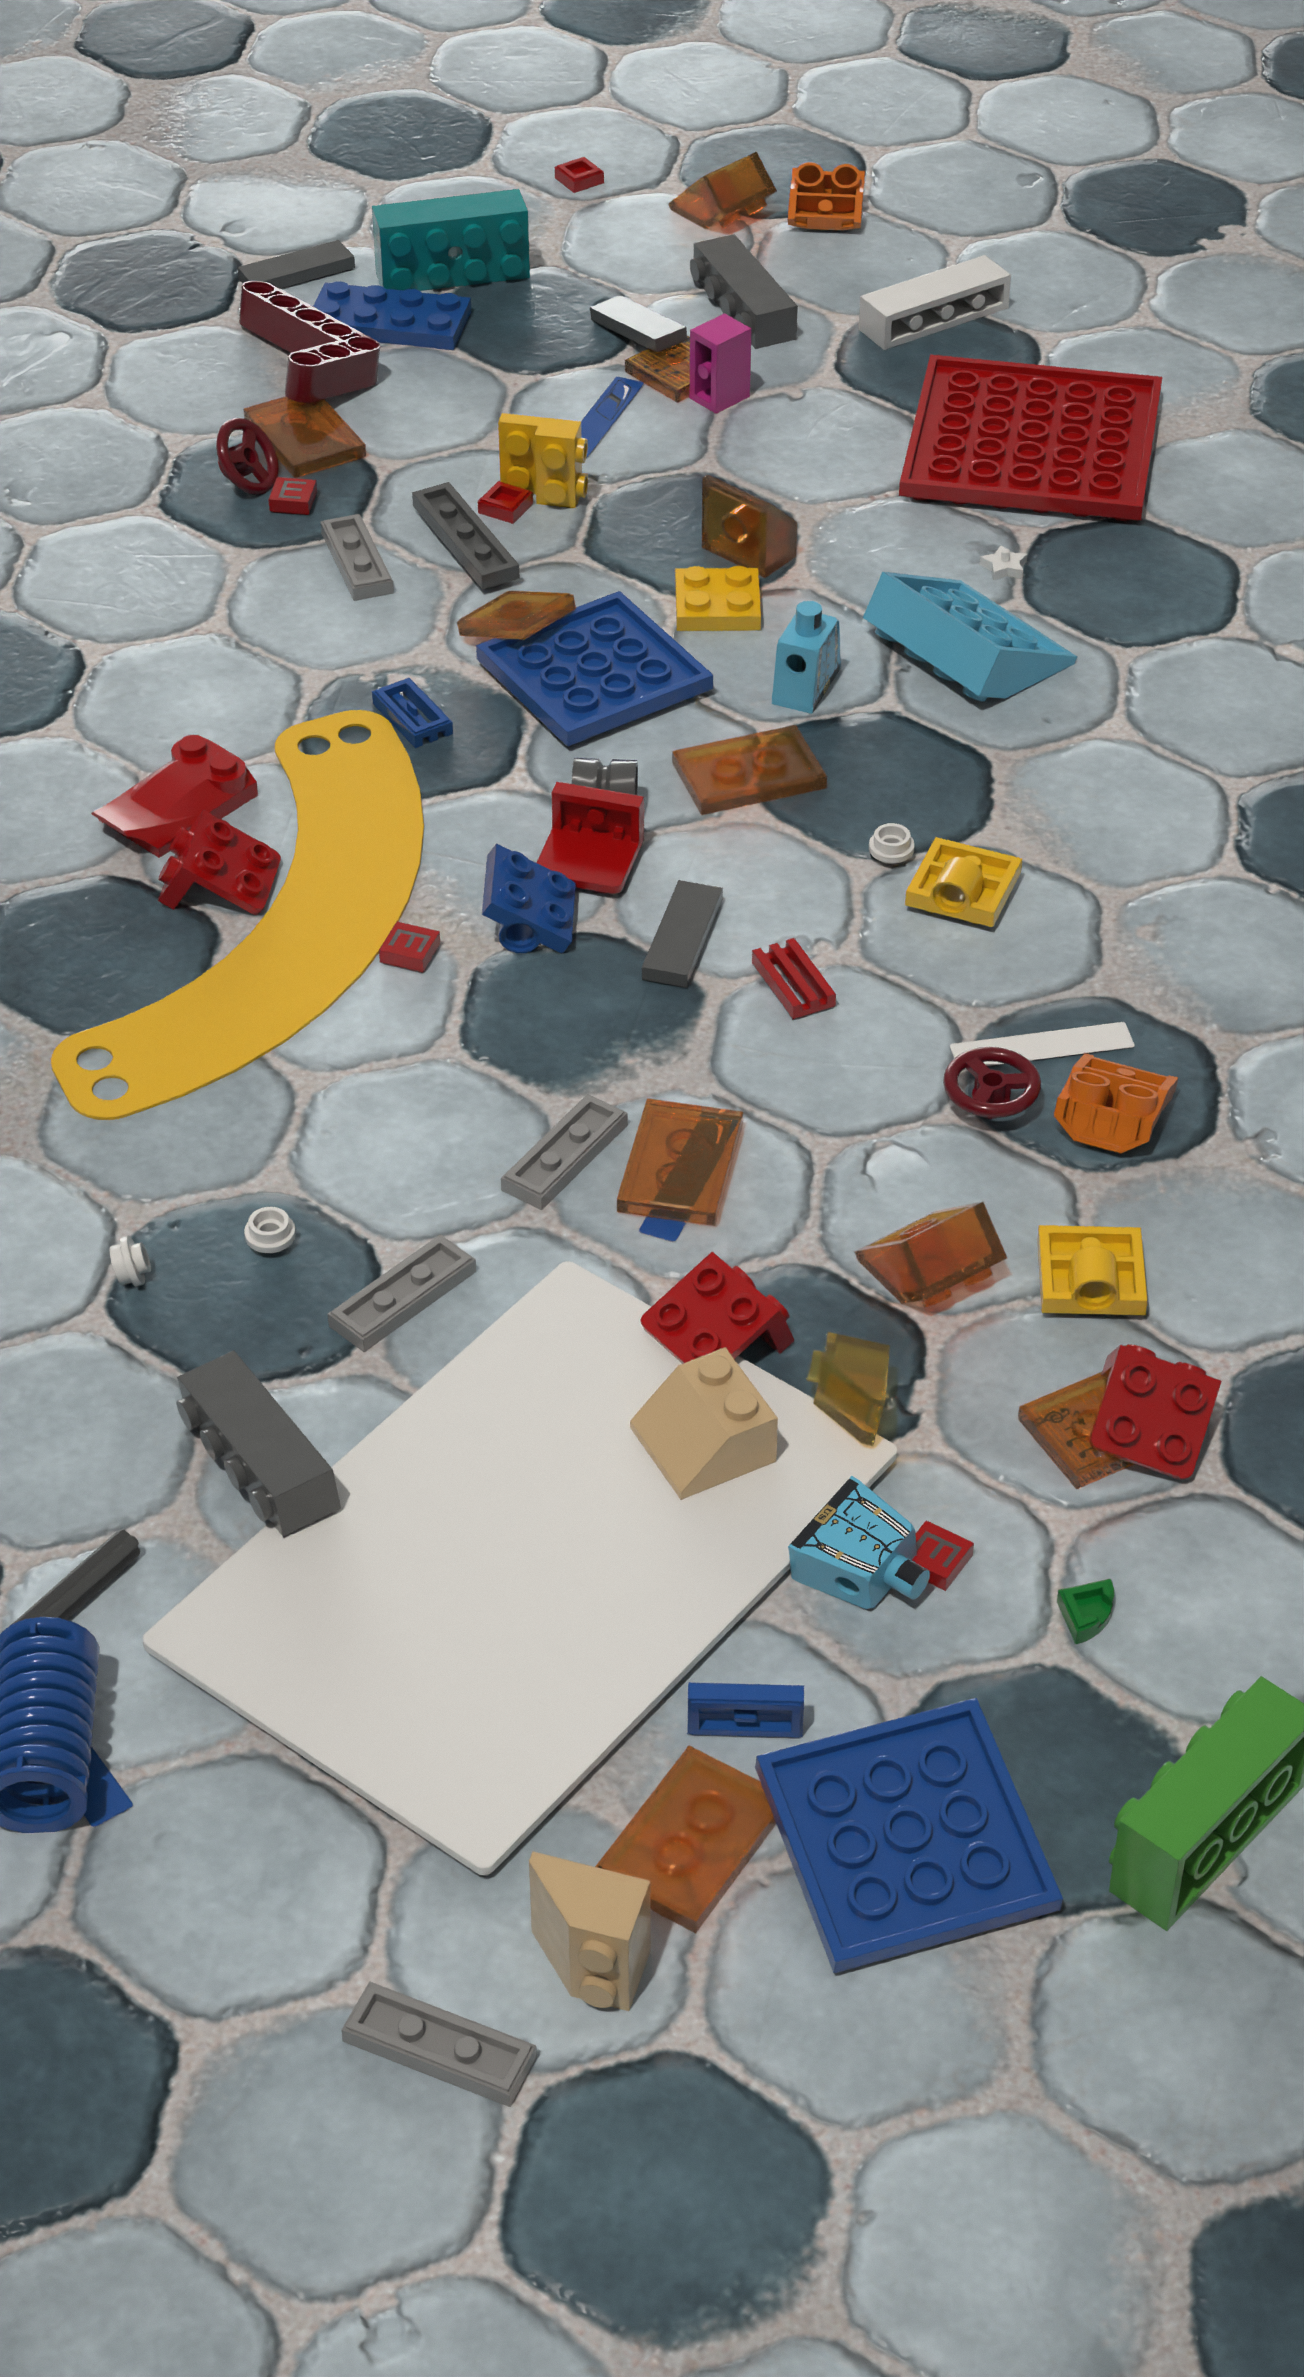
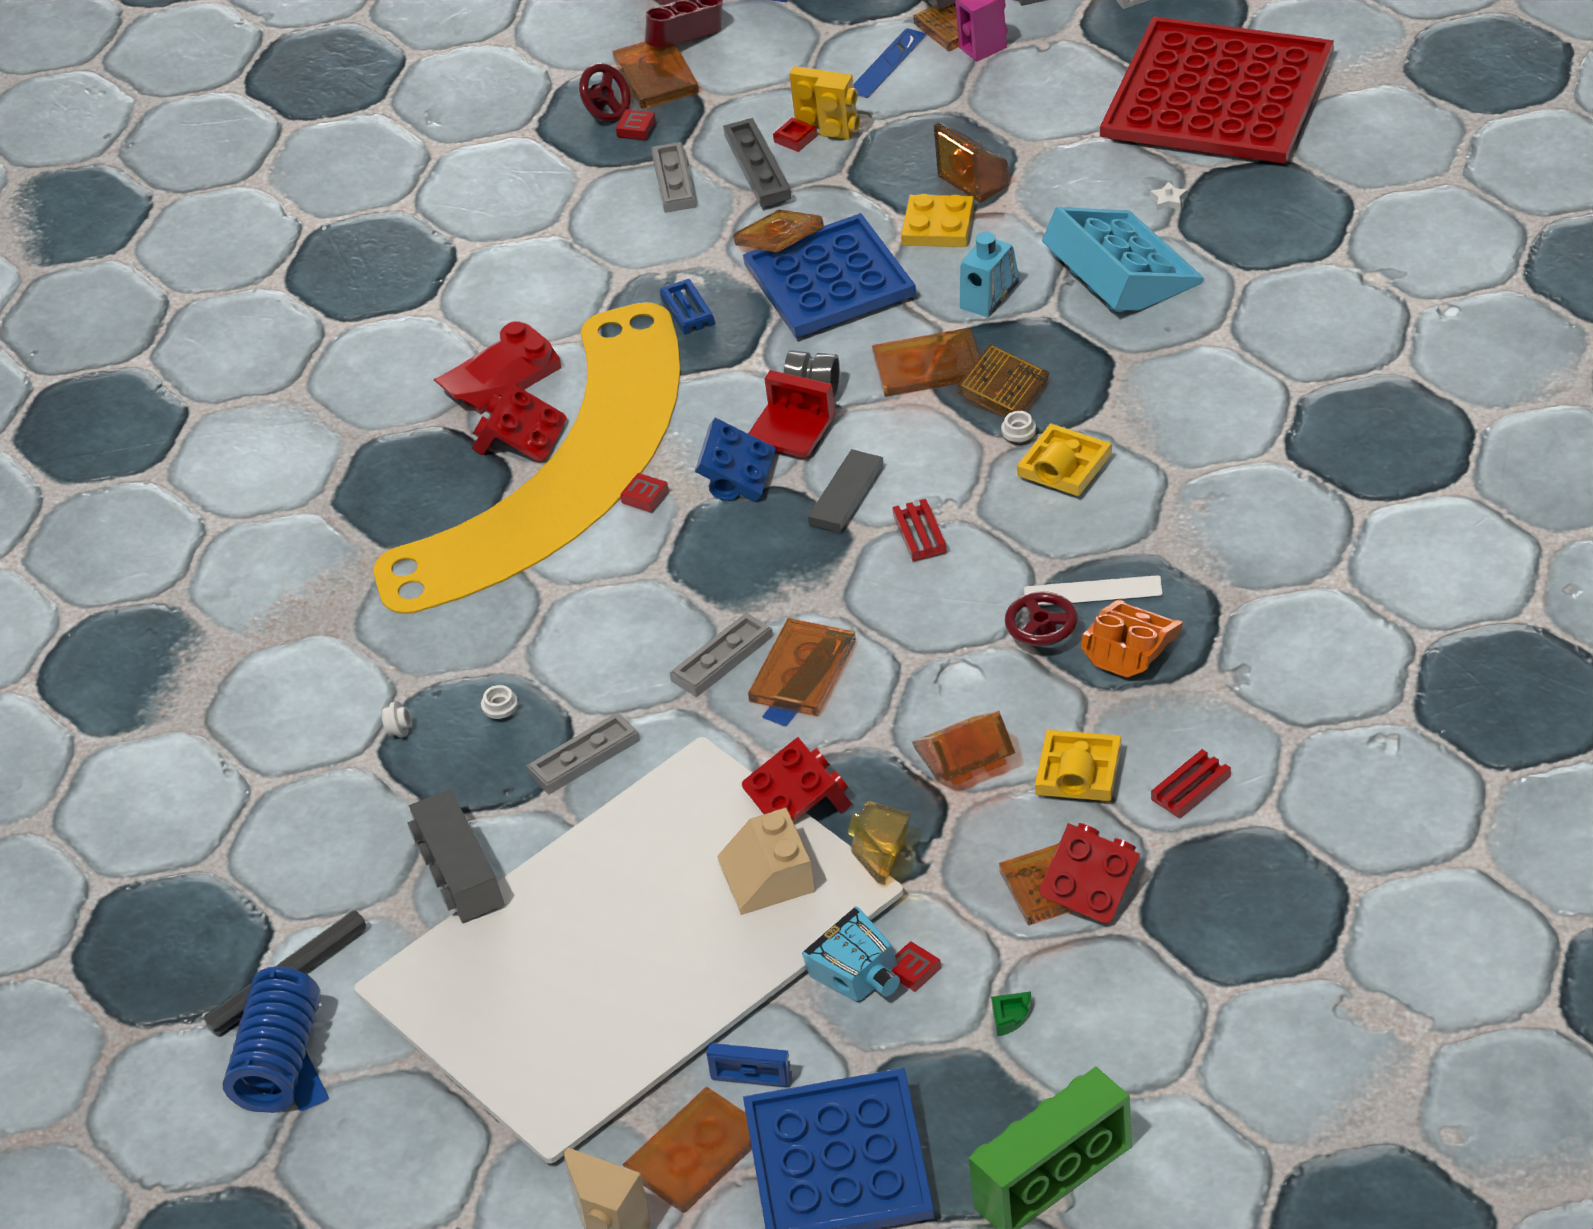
camera: 15 degrees right, 0 degrees up
(856, 789) = (1002, 381): none -> clear orange tile
(1261, 1262) = (1186, 779): none -> red tile

